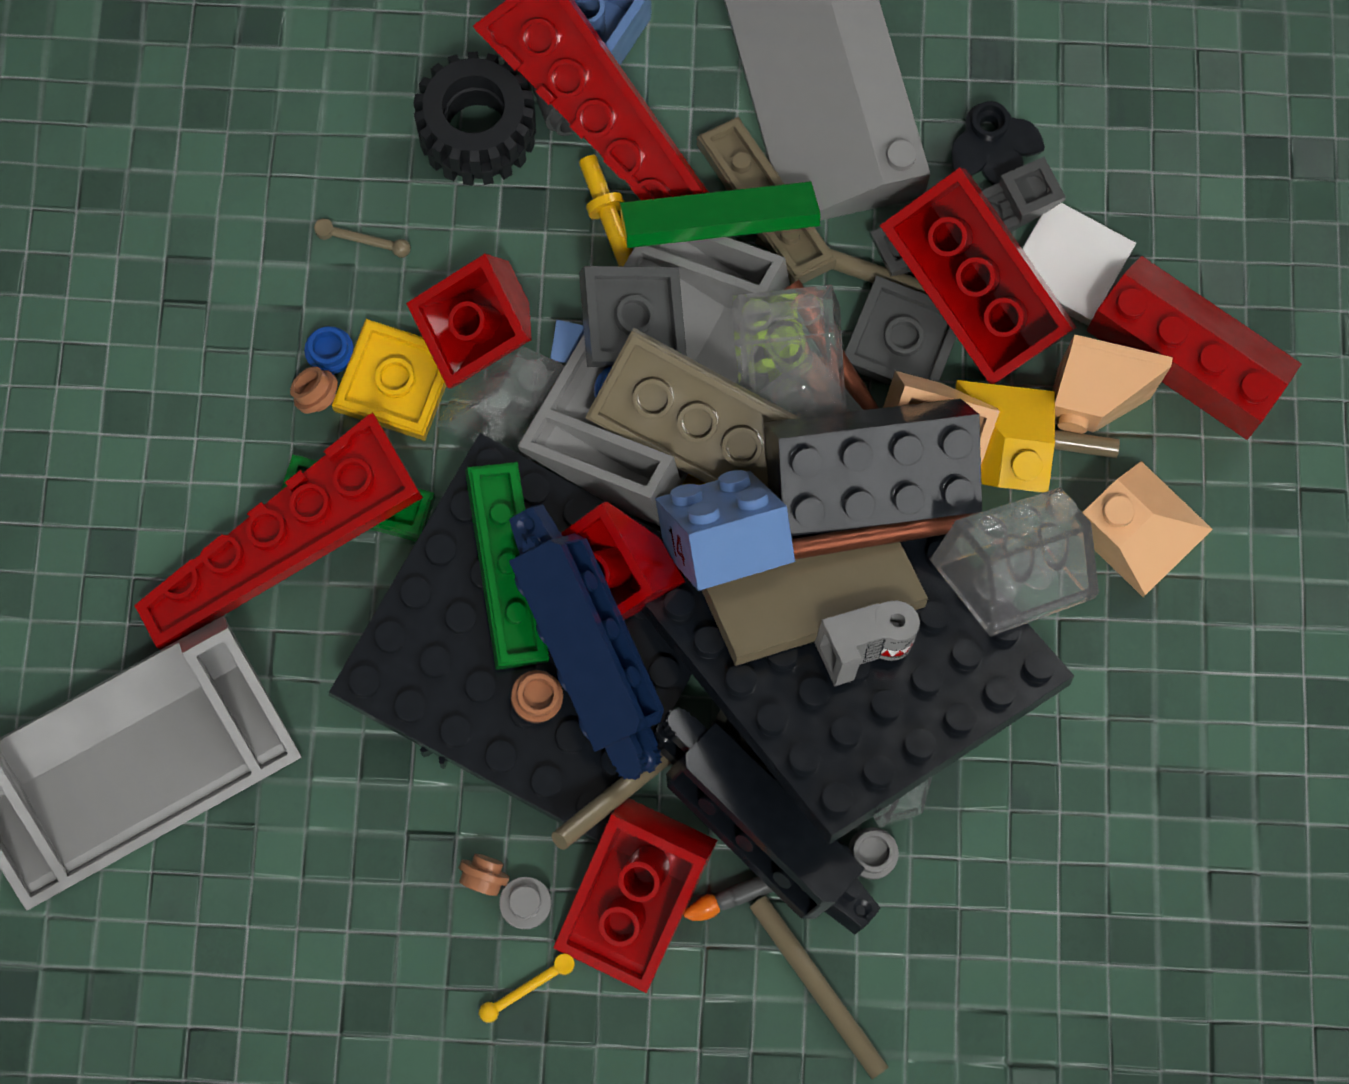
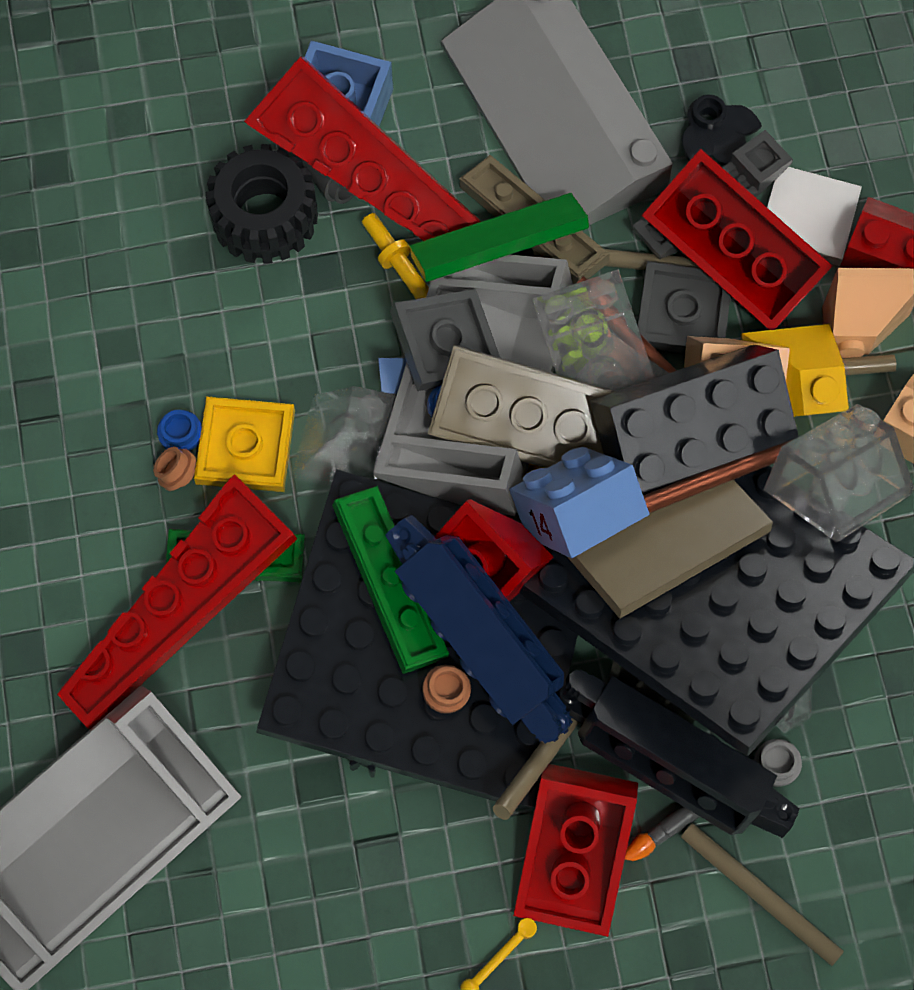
camera: 10 degrees left, 5 degrees down
(325, 230) = (150, 329): dark tan hinge -> none
(473, 318) = (302, 374): red slope -> none
(483, 874) = (434, 863): nougat plate -> none
(525, 903) = (478, 880): light grey plate -> none
(866, 635) = (727, 566): light grey leg -> none

